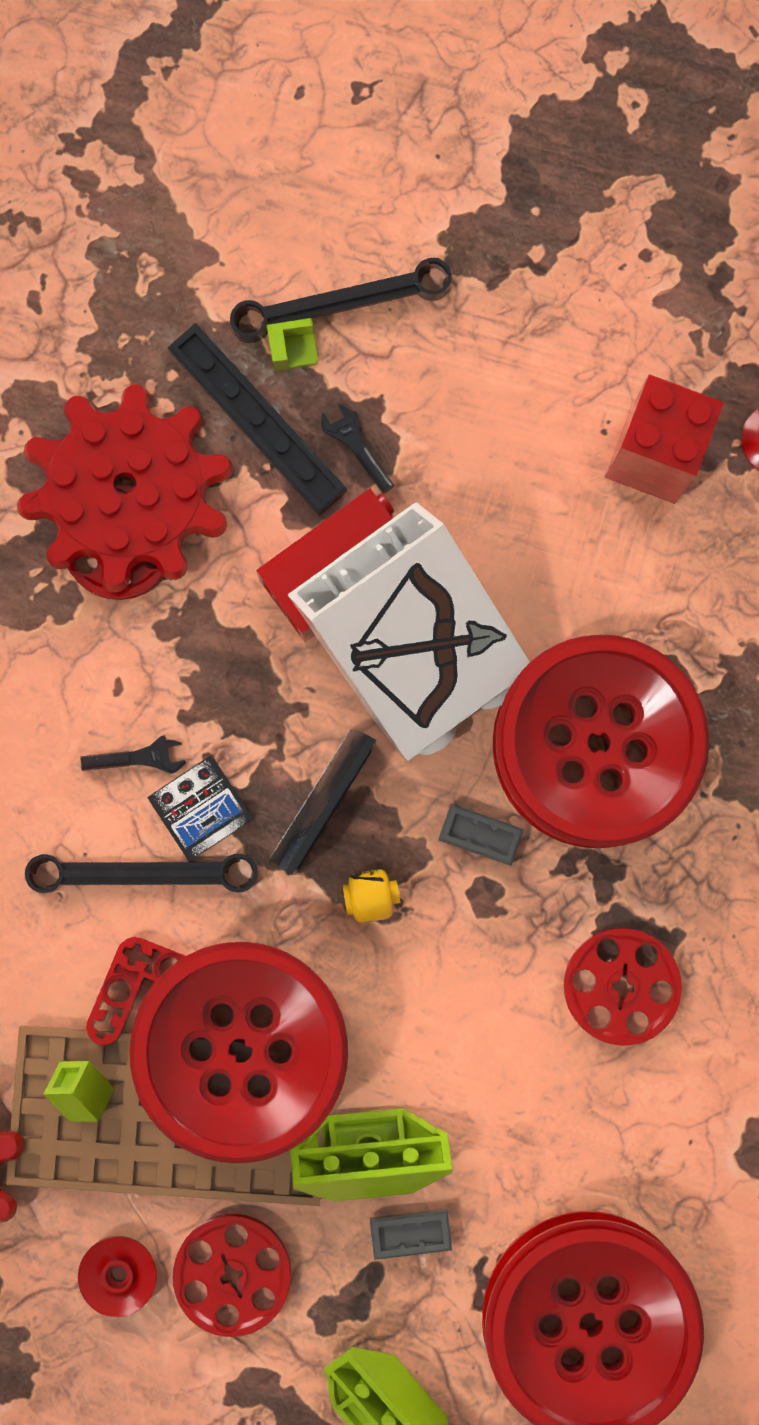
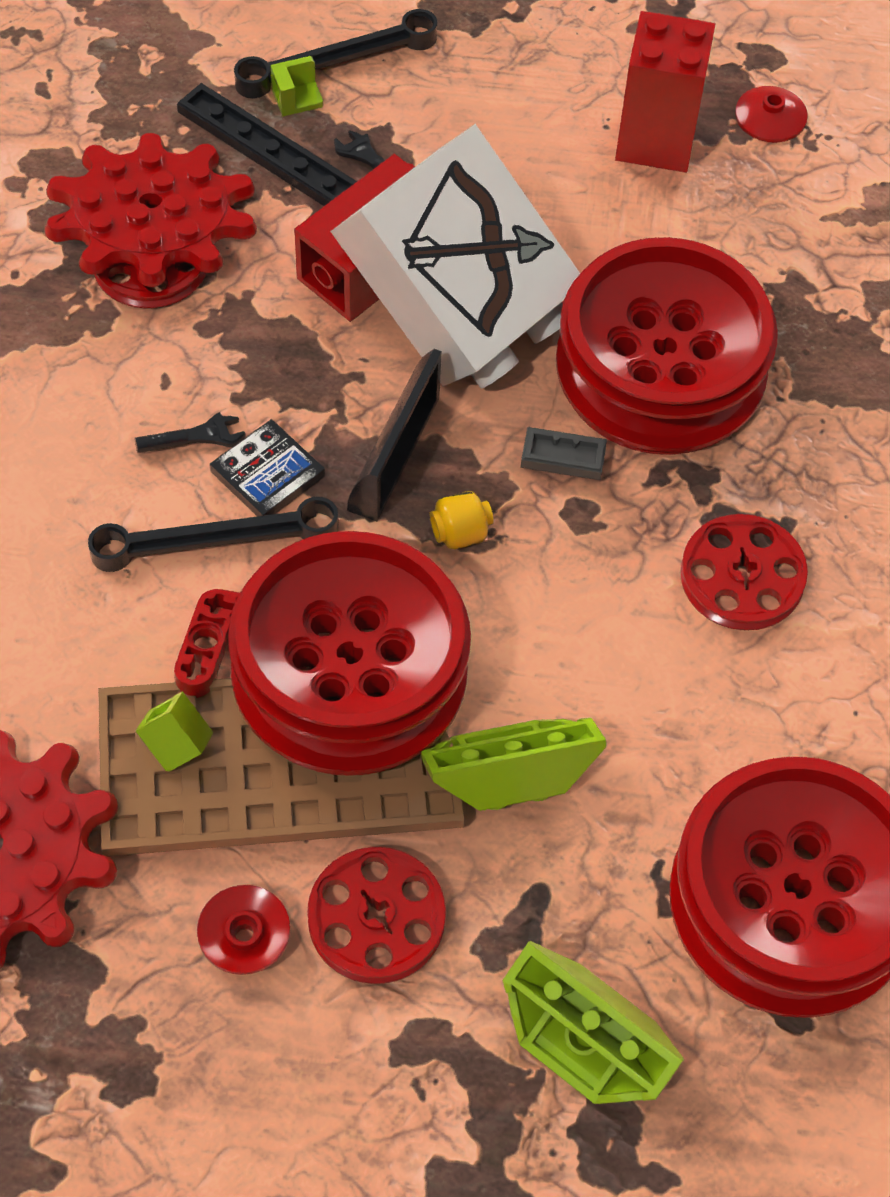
camera: 10 degrees left, 25 degrees down
(410, 1234) = (572, 839): dark grey plate -> none

